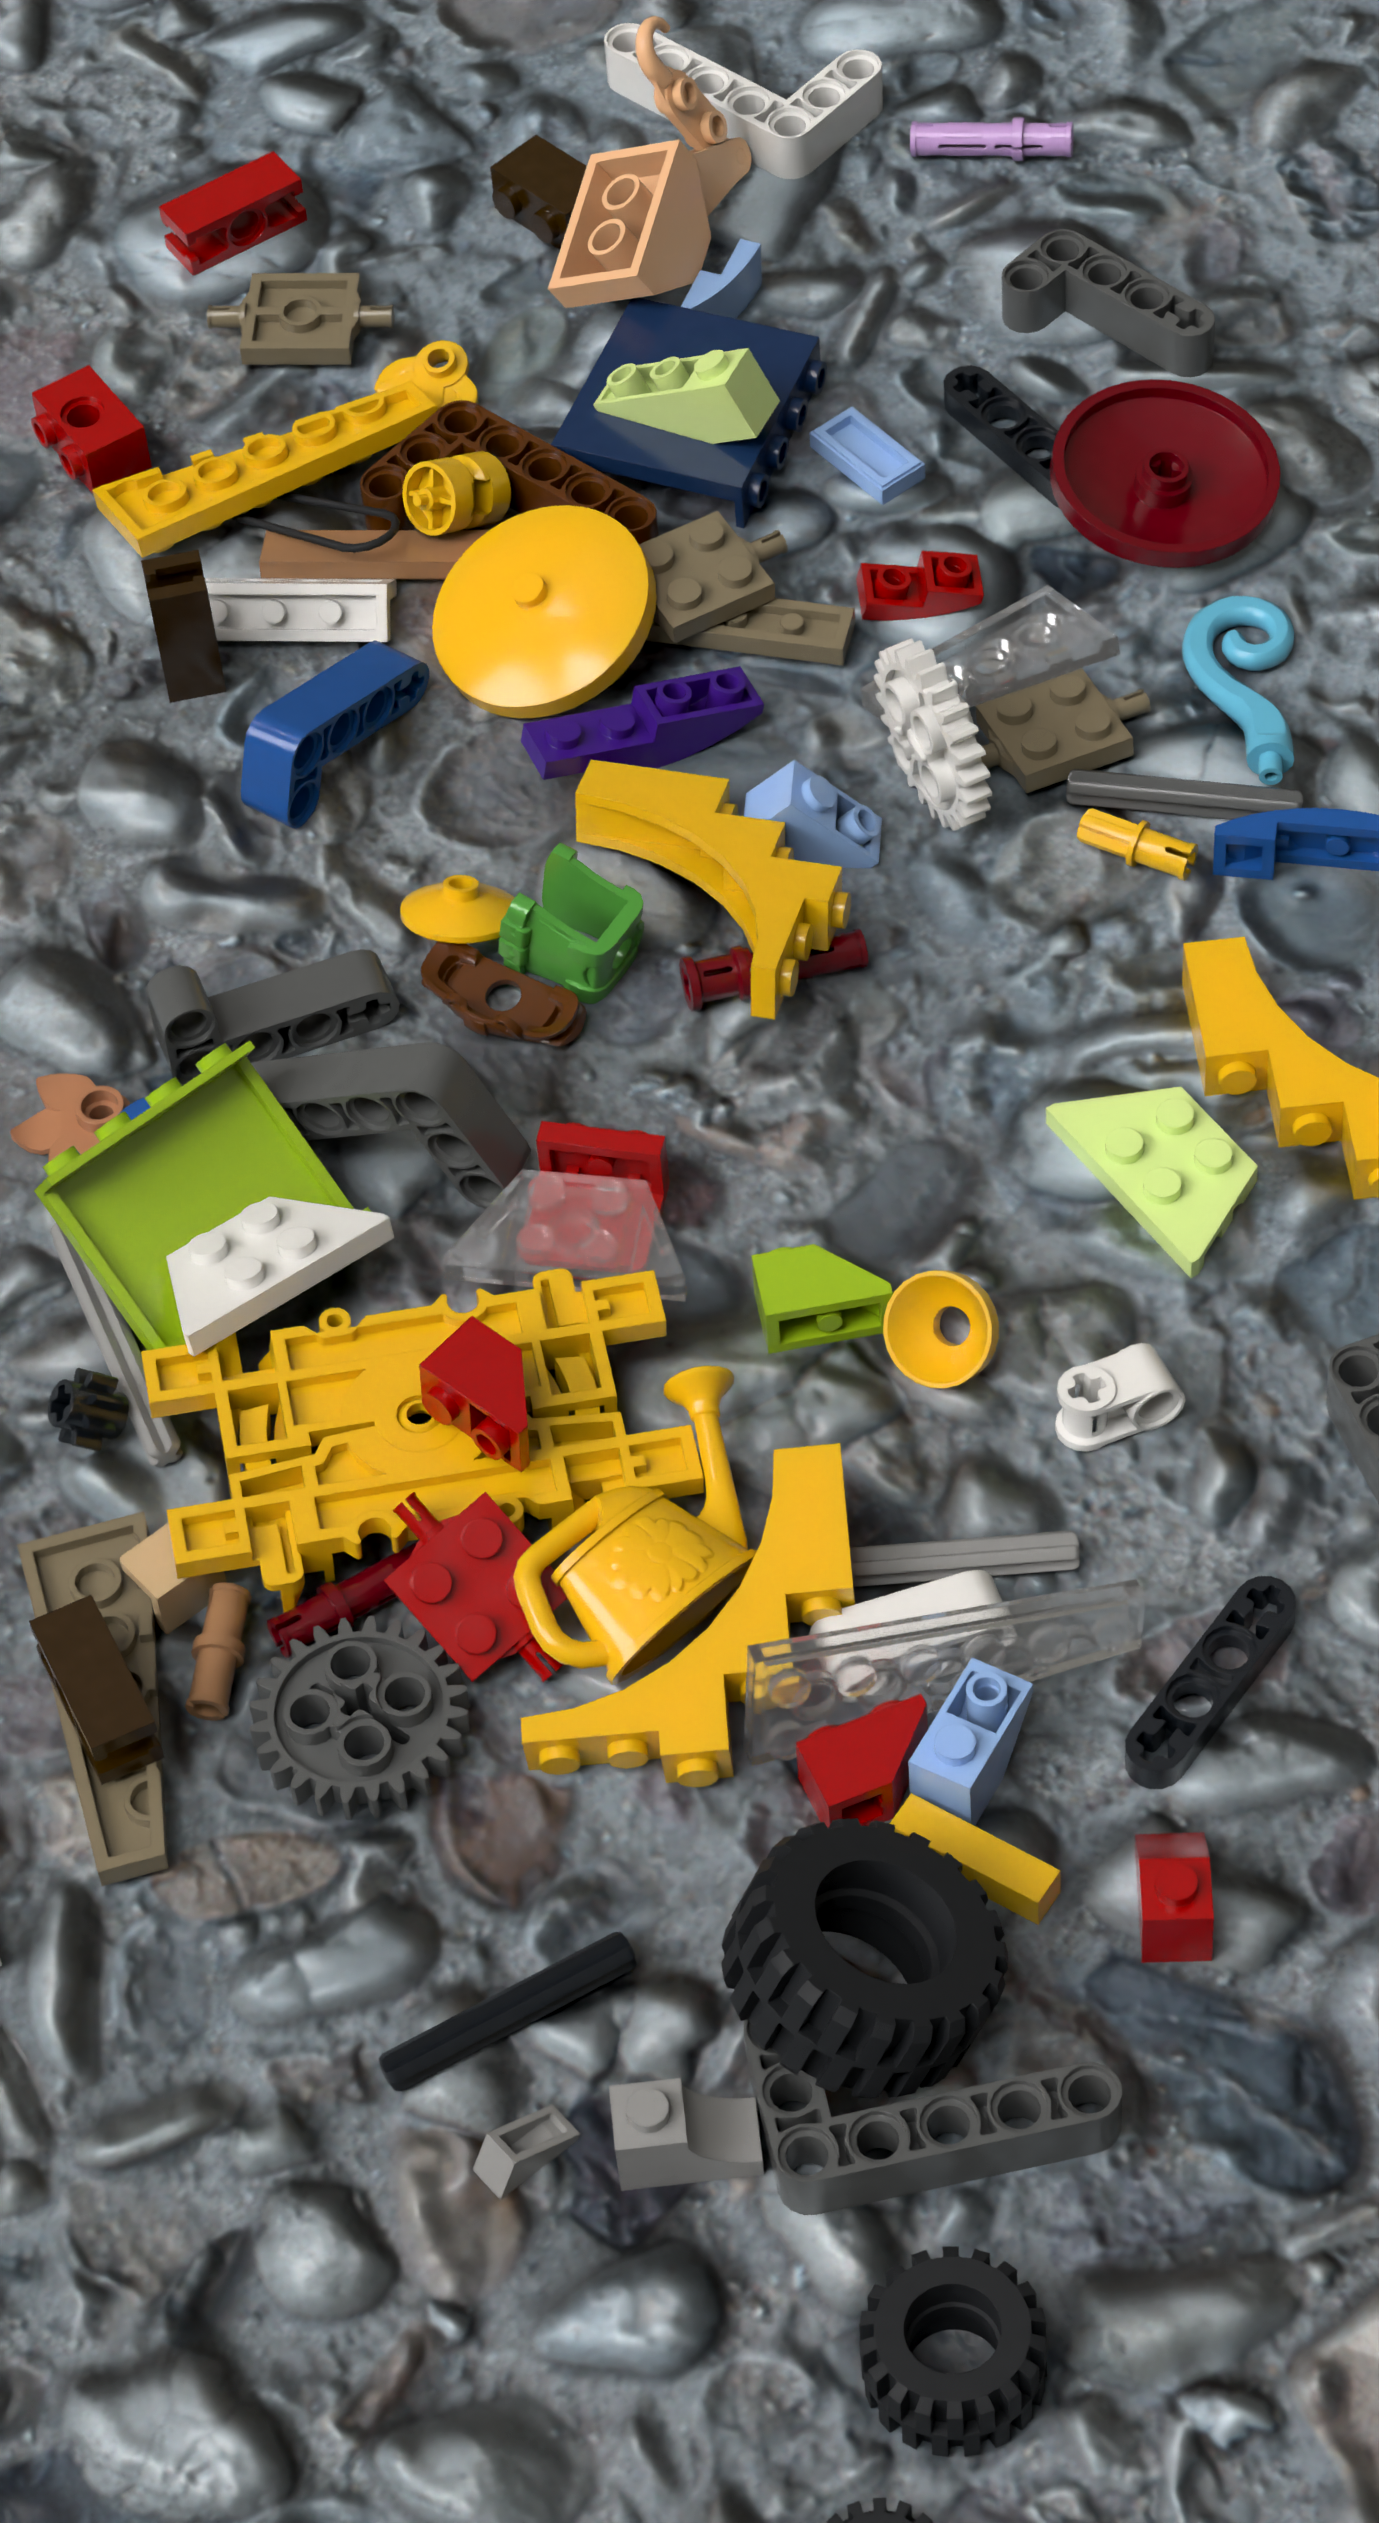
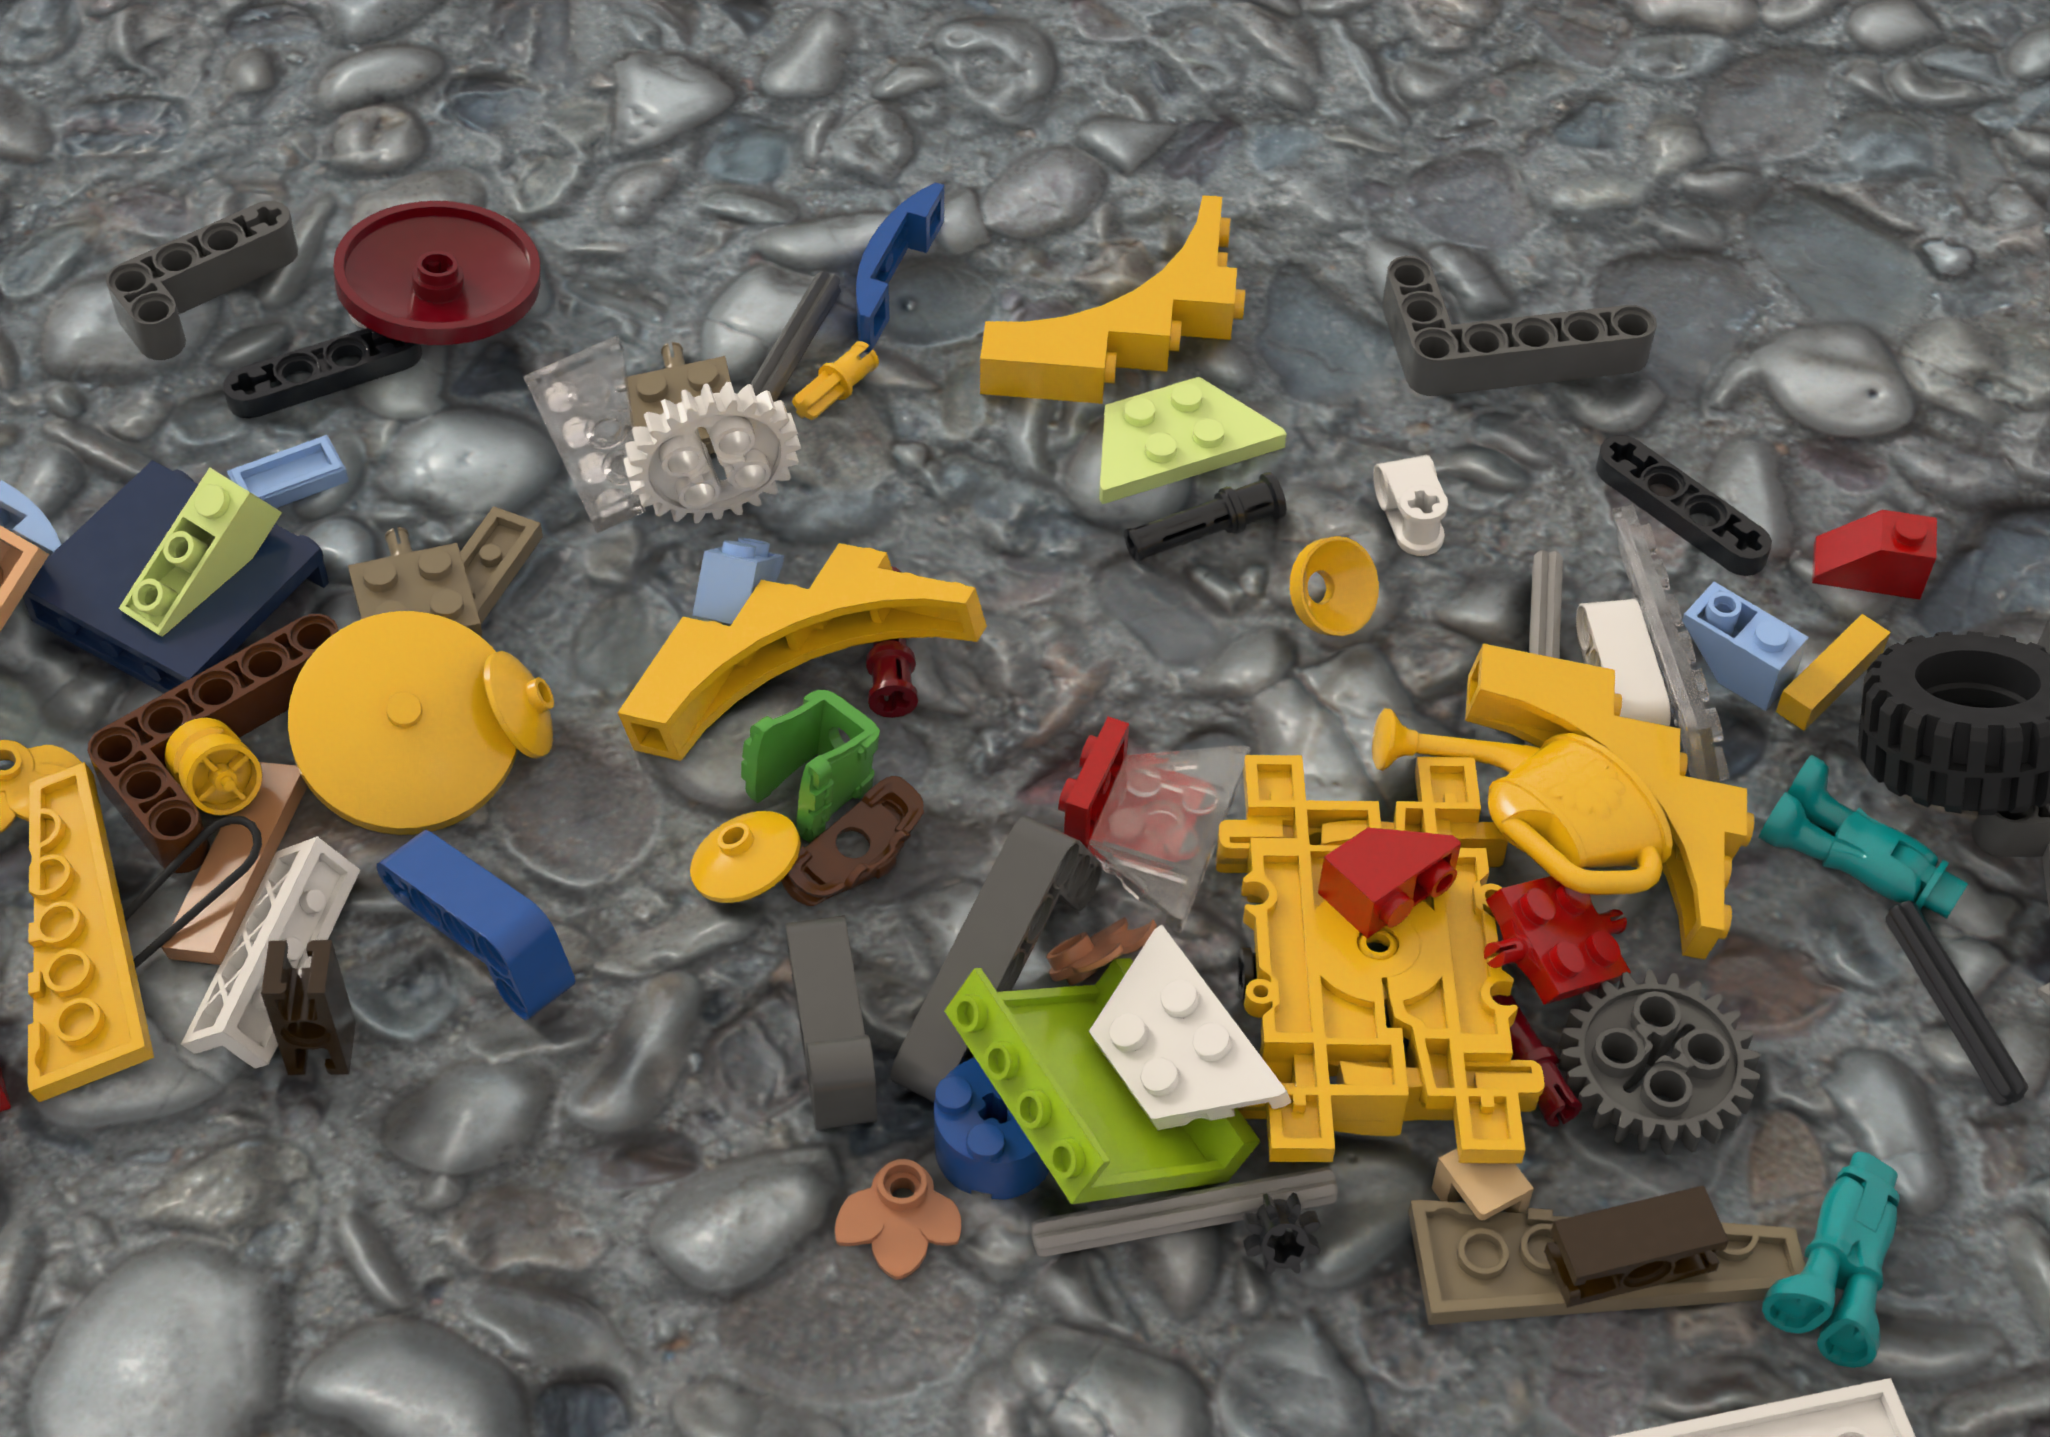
camera: 85 degrees left, 0 degrees up
(145, 1904) = (1846, 1254): none -> teal piece
(218, 1651) = (1576, 1167): medium nougat pin -> none
(395, 1197) = (1084, 955): none -> nougat plate
(573, 661) = (519, 704): none -> yellow dish
(658, 728) = (575, 679): dark purple slope -> none
(689, 1920) = (1861, 847): none -> teal piece
(815, 1298) = (1268, 673): lime slope -> none
(862, 1763) = (1756, 719): red slope -> none
(934, 588) = (473, 467): red slope -> none
(1048, 1225) = (1228, 511): none -> black pin
(1264, 726) = (733, 281): medium azure plant -> none

